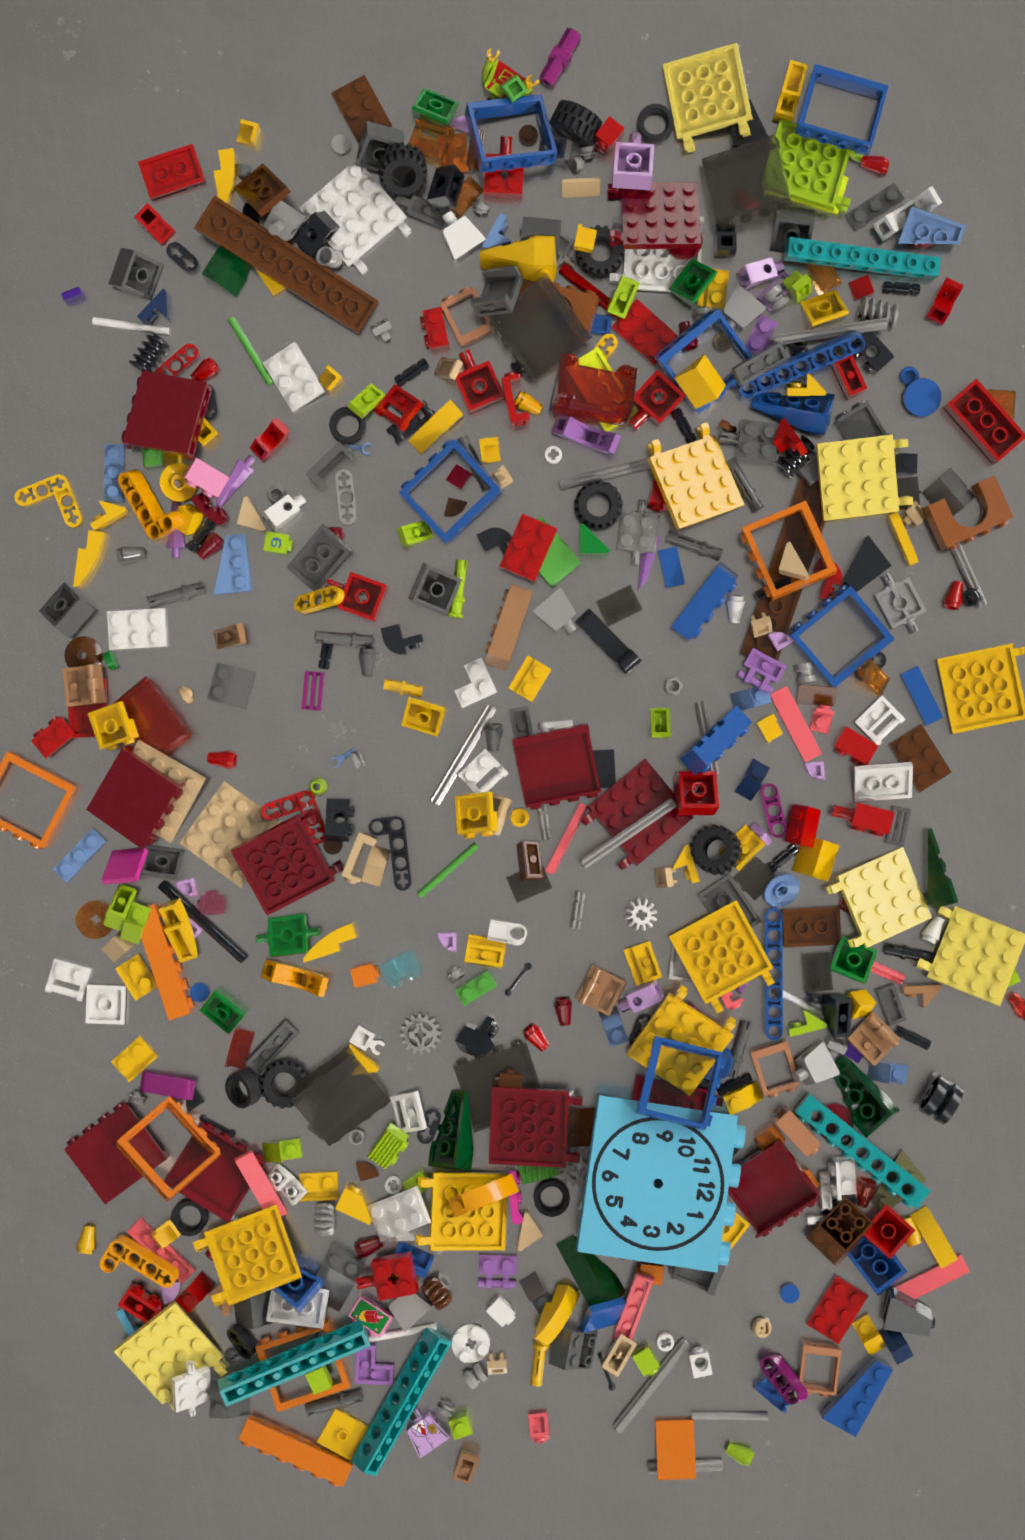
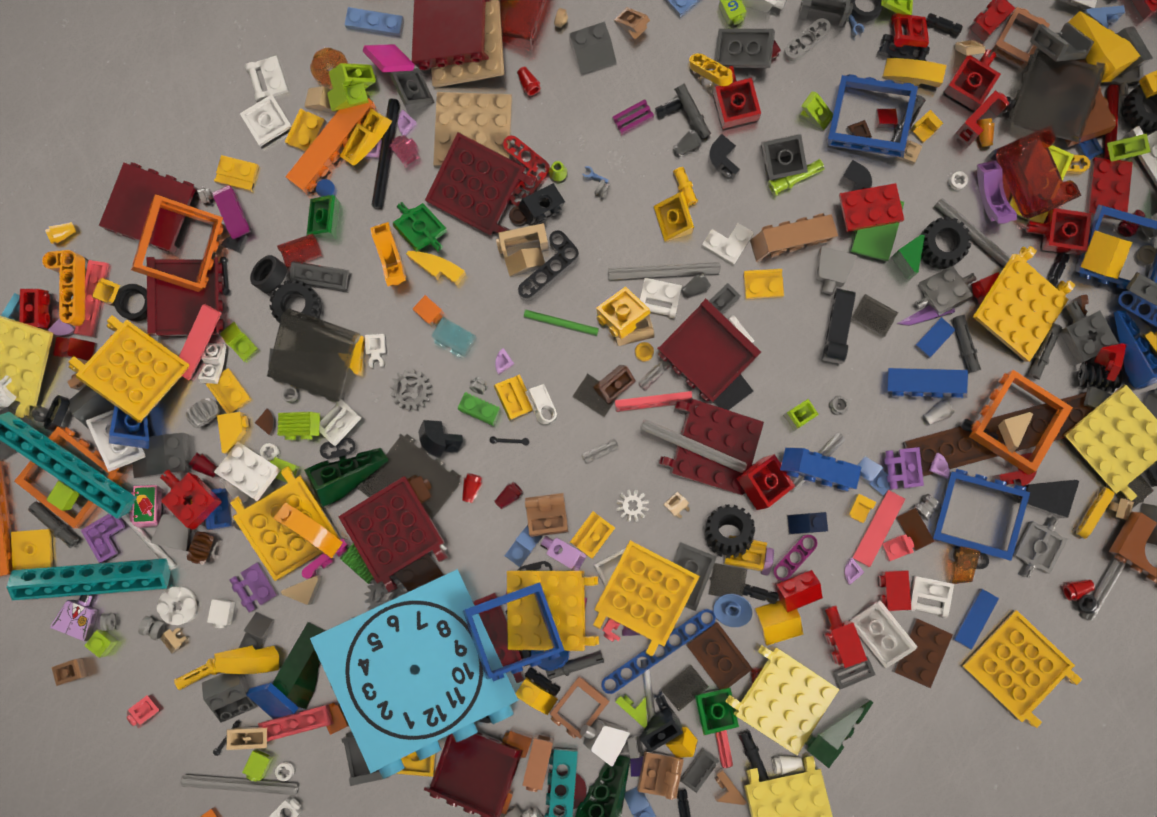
camera: 60 degrees right, 5 degrees down
(551, 1183) = (330, 591): black tyre -> none
(685, 859) = (704, 512): yellow slope -> none
(761, 626) = (941, 442): tan tile -> none

